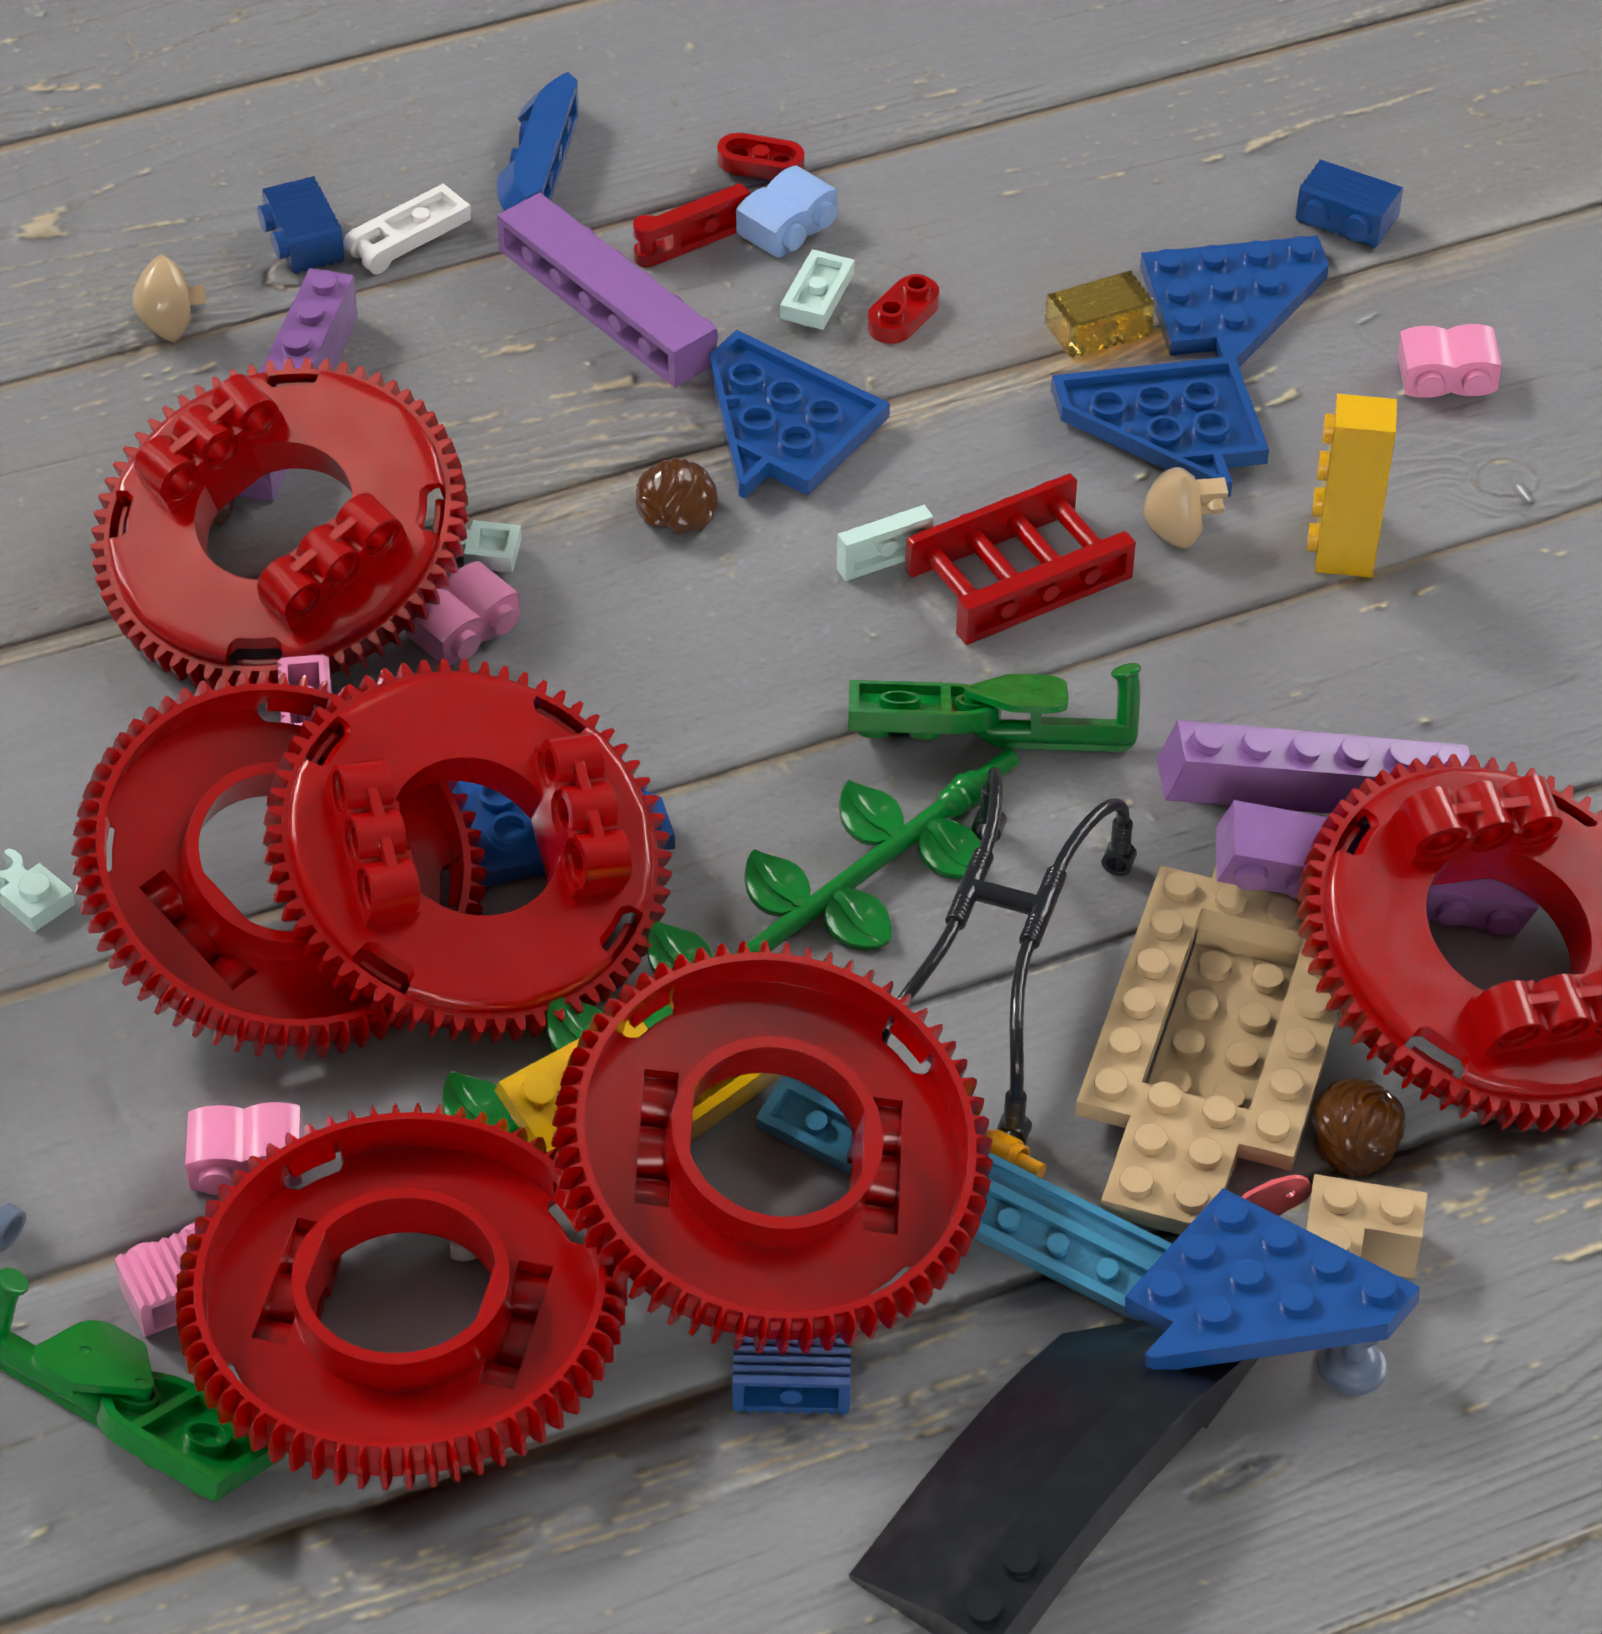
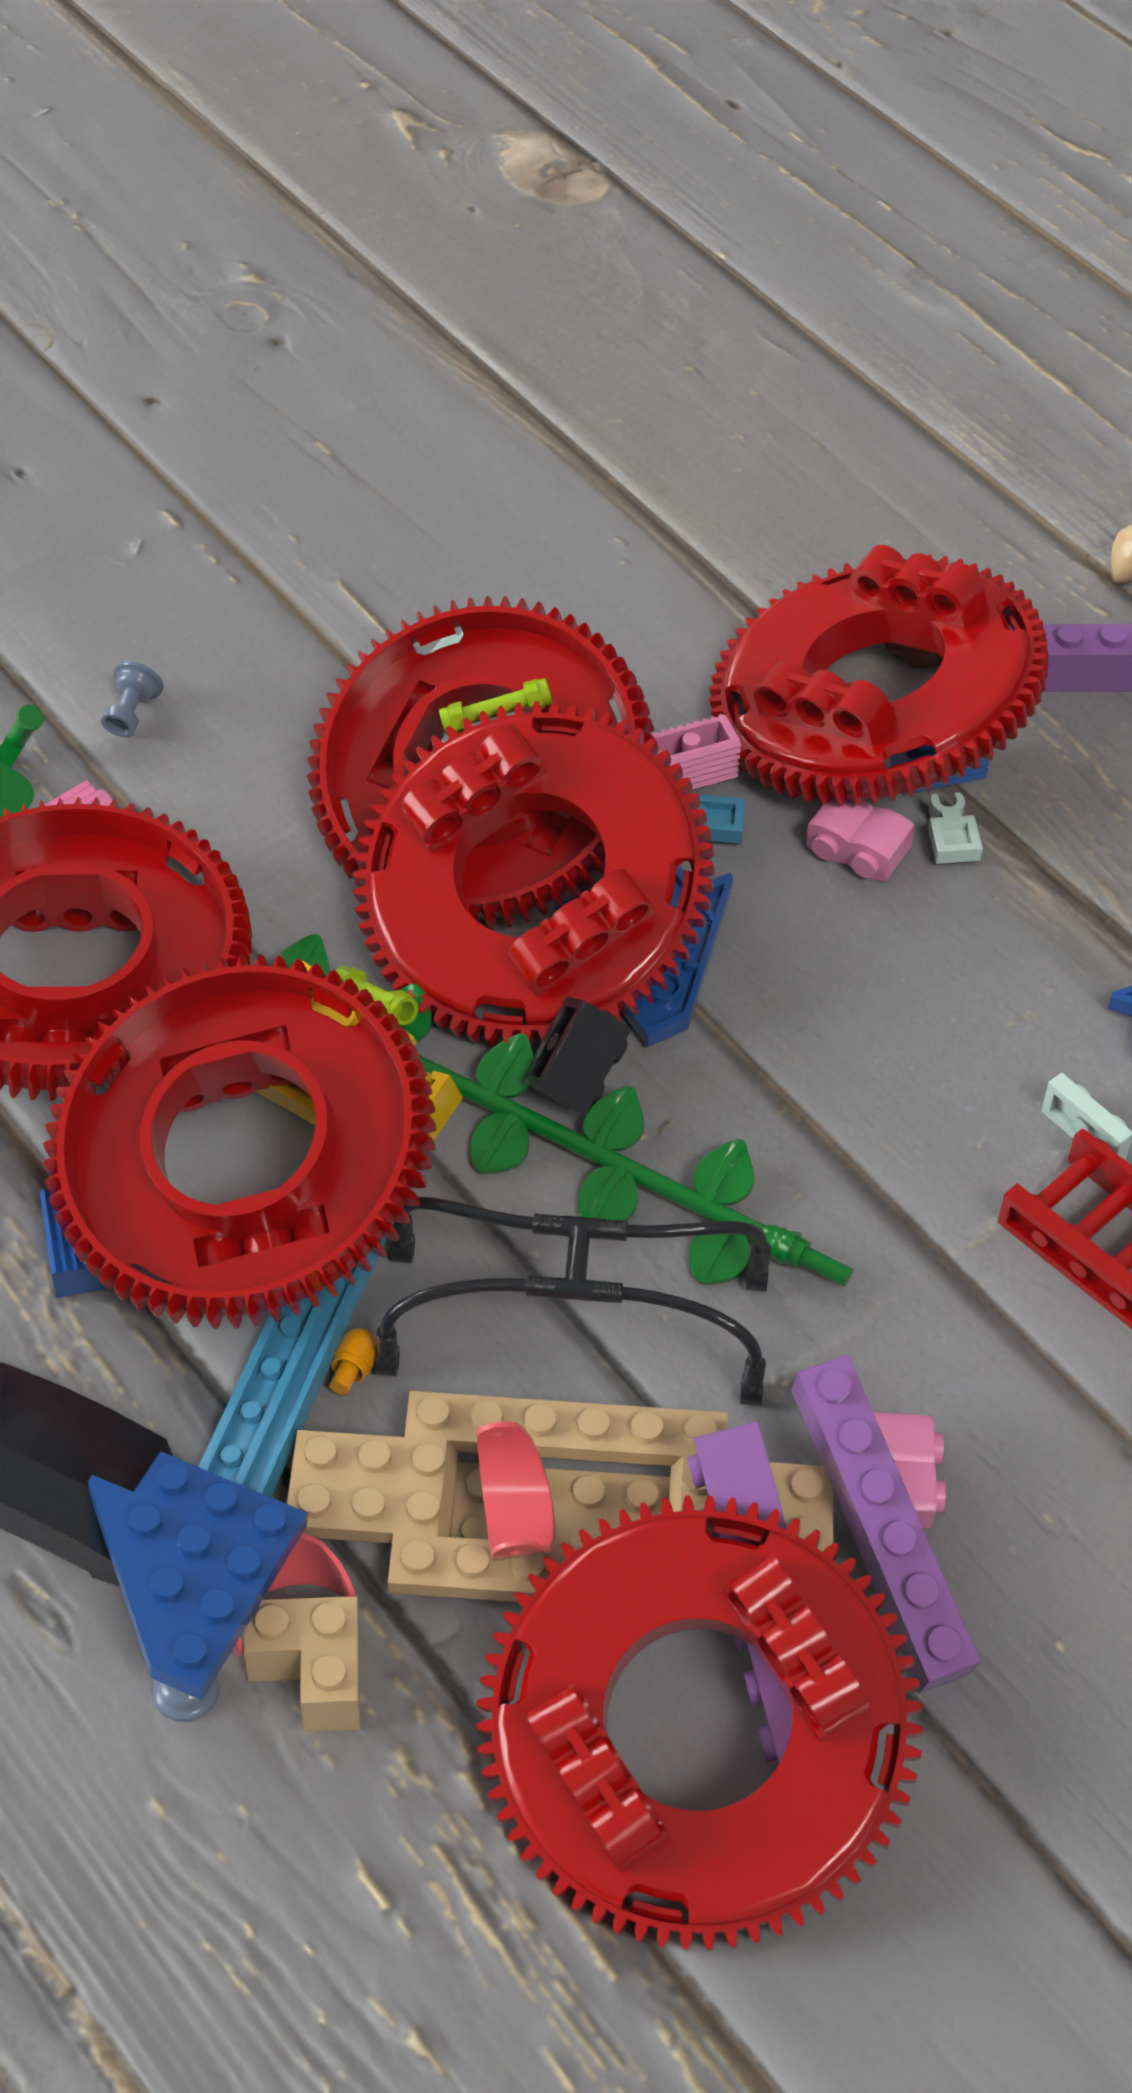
camera: 75 degrees right, 5 degrees up
(226, 1136) = (230, 829): bright pink brick -> none
(249, 842) = (533, 691): none -> lime bar
(580, 1017) = (396, 1001): none -> lime bar
(676, 496) = (1074, 953): reddish brown hair -> none
(702, 882) = (577, 1055): none -> black brick
(960, 708) = (884, 1214): green plate -> none
(1256, 1033) = (514, 1492): none -> coral piece
(1357, 1126) = (453, 1643): reddish brown hair -> none

